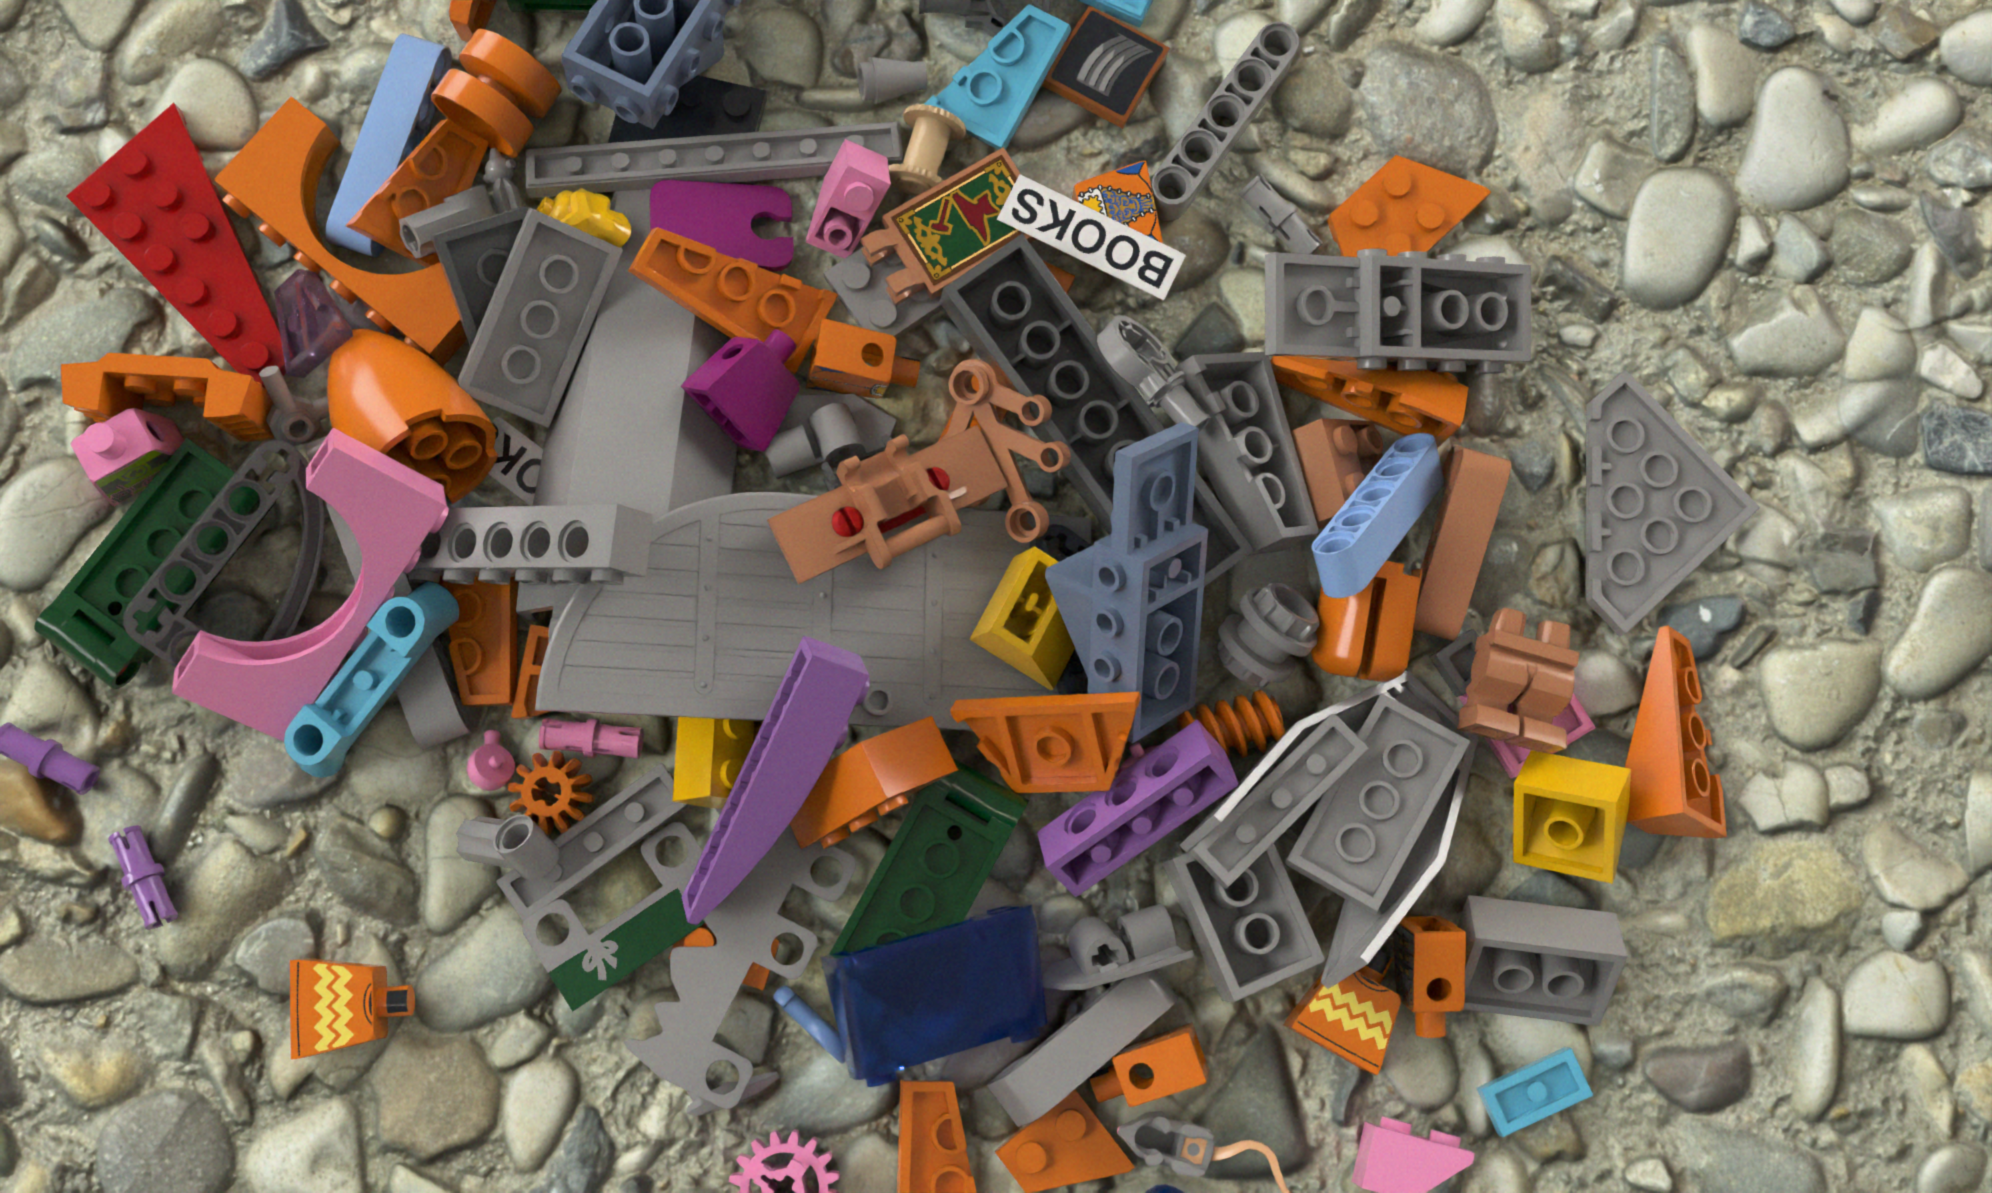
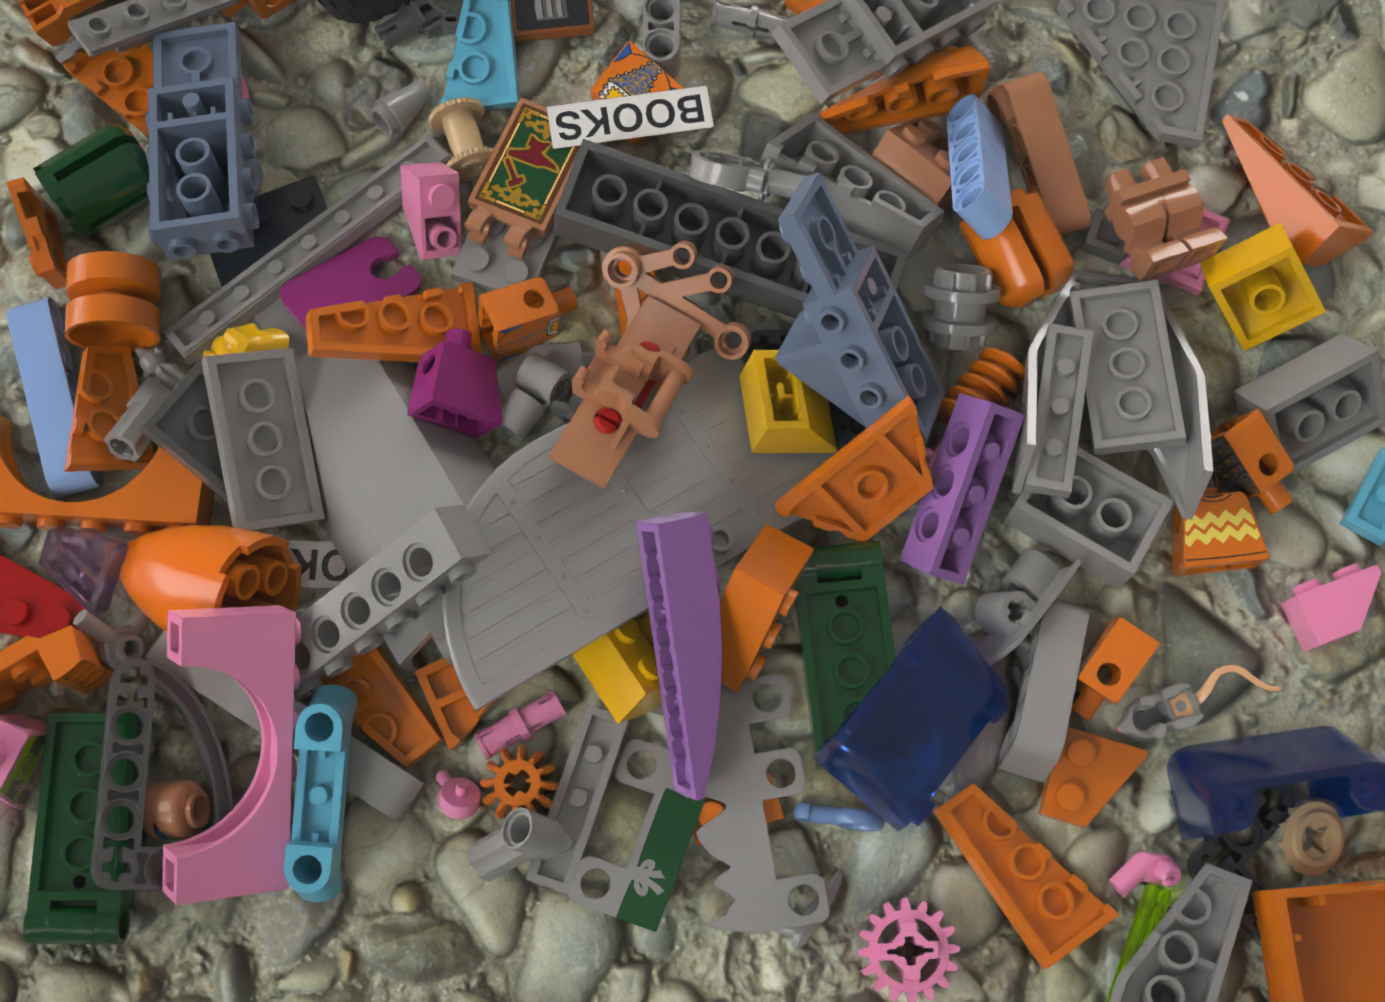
camera: 25 degrees left, 5 degrees down
(239, 602) = (175, 810): none -> nougat head

